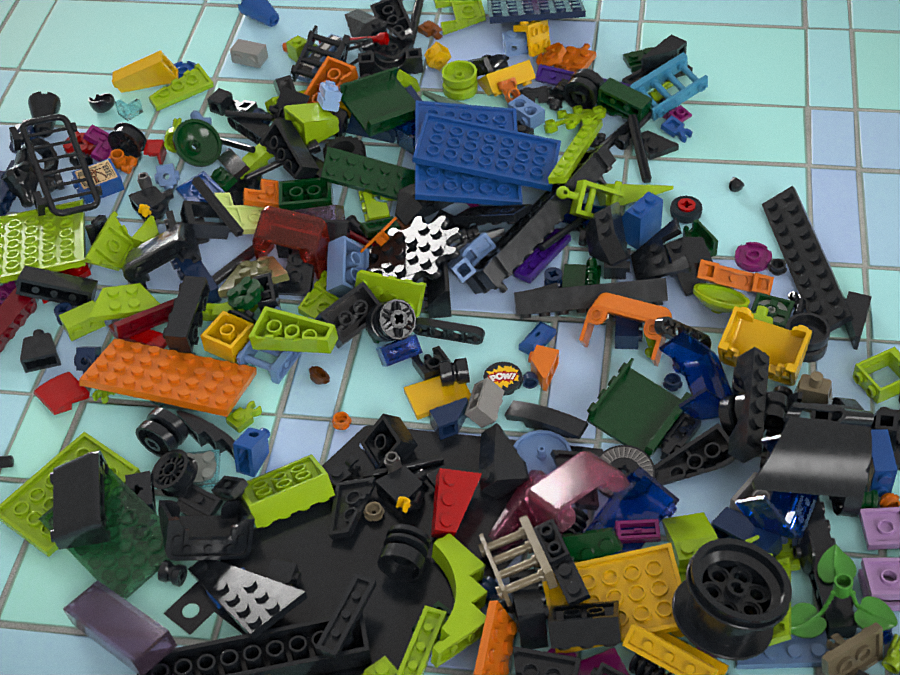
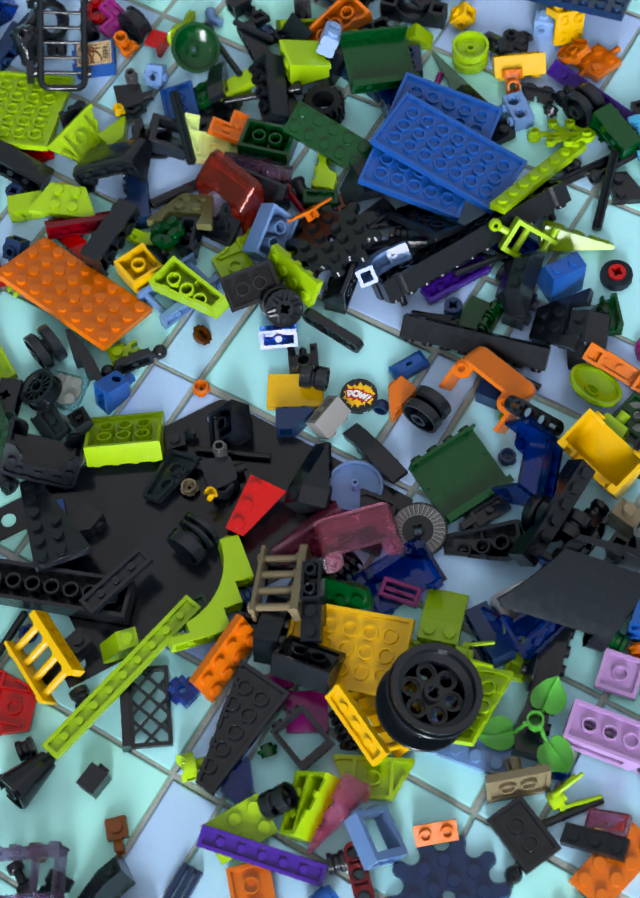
camera: 25 degrees right, 15 degrees up
(263, 416) = (136, 360): none -> black plate
(577, 363) = (426, 409): none -> black wheel

